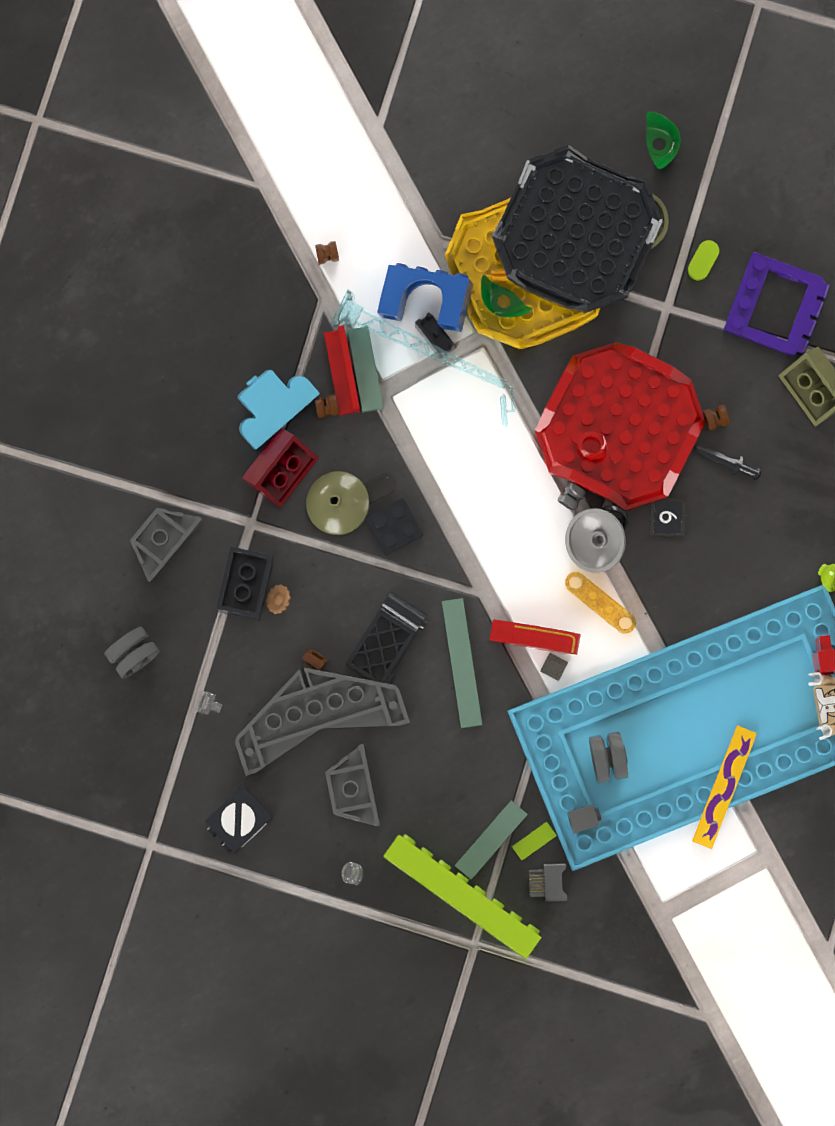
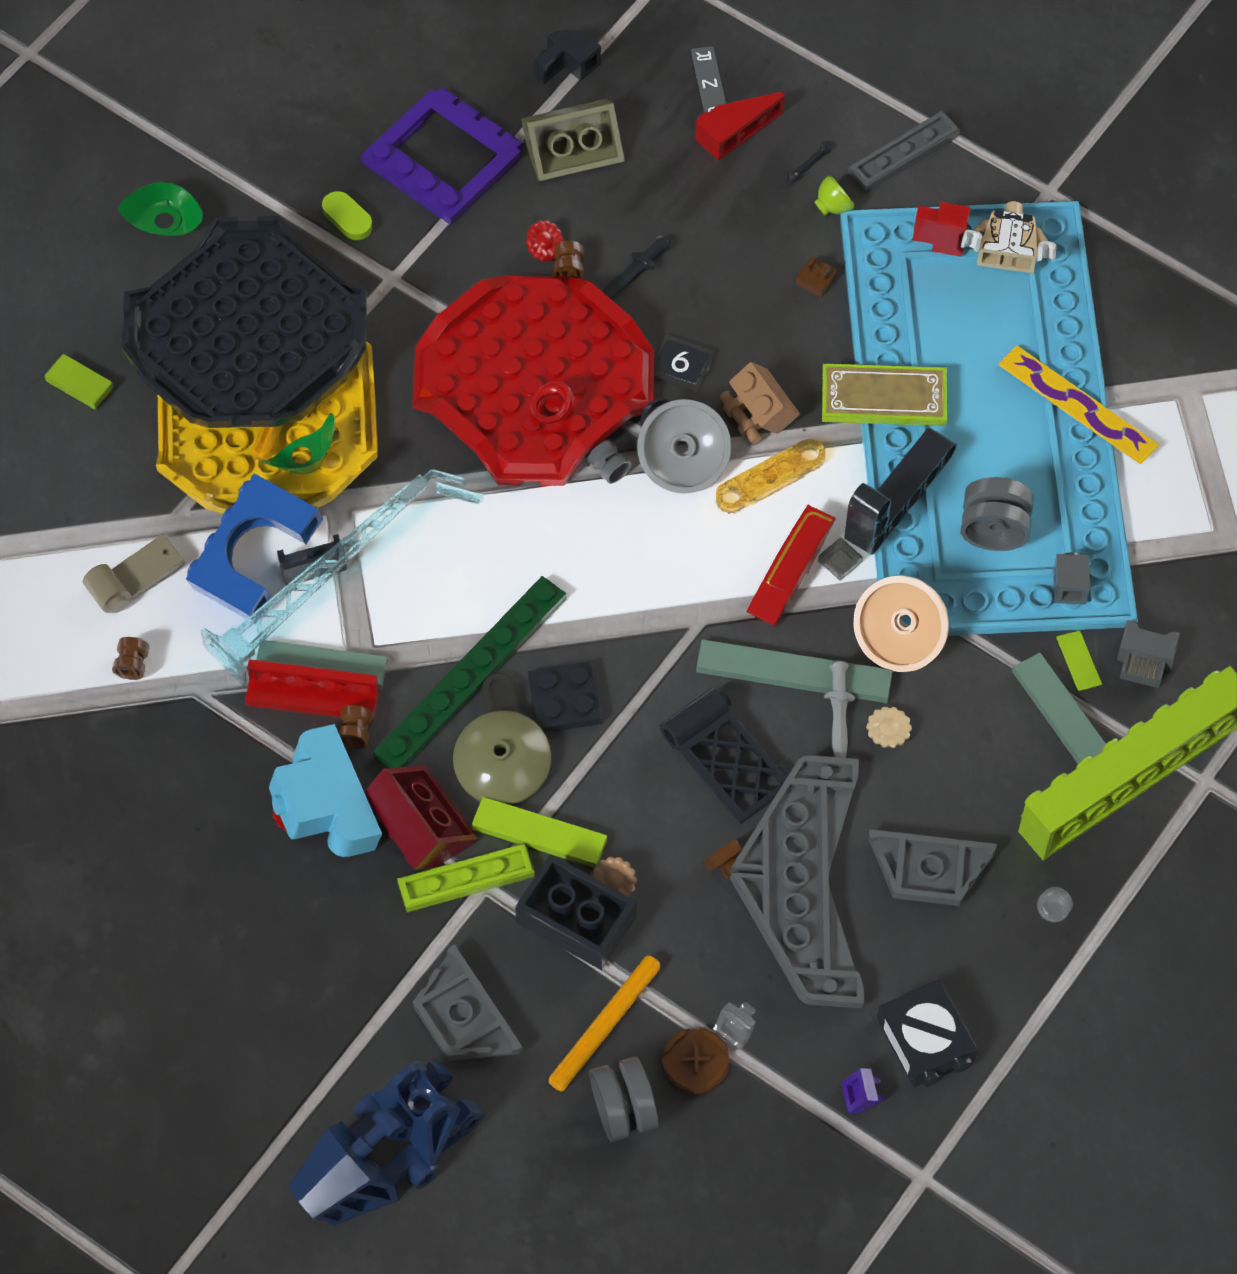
camera: 75 degrees left, 20 degrees down
(34, 505) = (341, 1178): none -> dark blue piece
(178, 687) = (695, 1061): none -> reddish brown tile
(184, 625) = (604, 1023): none -> light orange axle
(188, 791) = (860, 1091): none -> dark purple tile
(252, 509) = (465, 877): none -> lime tile
(296, 543) = (539, 832): none -> lime tile
(386, 230) = (130, 578): none -> dark tan door
(391, 463) = (469, 674): none -> dark green plate
(440, 734) = (889, 727): none -> tan piece
(446, 698) = (839, 701): none -> light grey sword
(508, 719) = (886, 636): none -> light nougat dish
(515, 140) = (79, 381): none -> lime tile
(610, 689) = (876, 513): none -> black beam
(649, 578) = (764, 400): none -> medium nougat brick
(684, 657) = (884, 394): none -> pearl gold tile
(728, 395) = (543, 239): none -> red piece
(767, 584) = (816, 276): none -> reddish brown tile

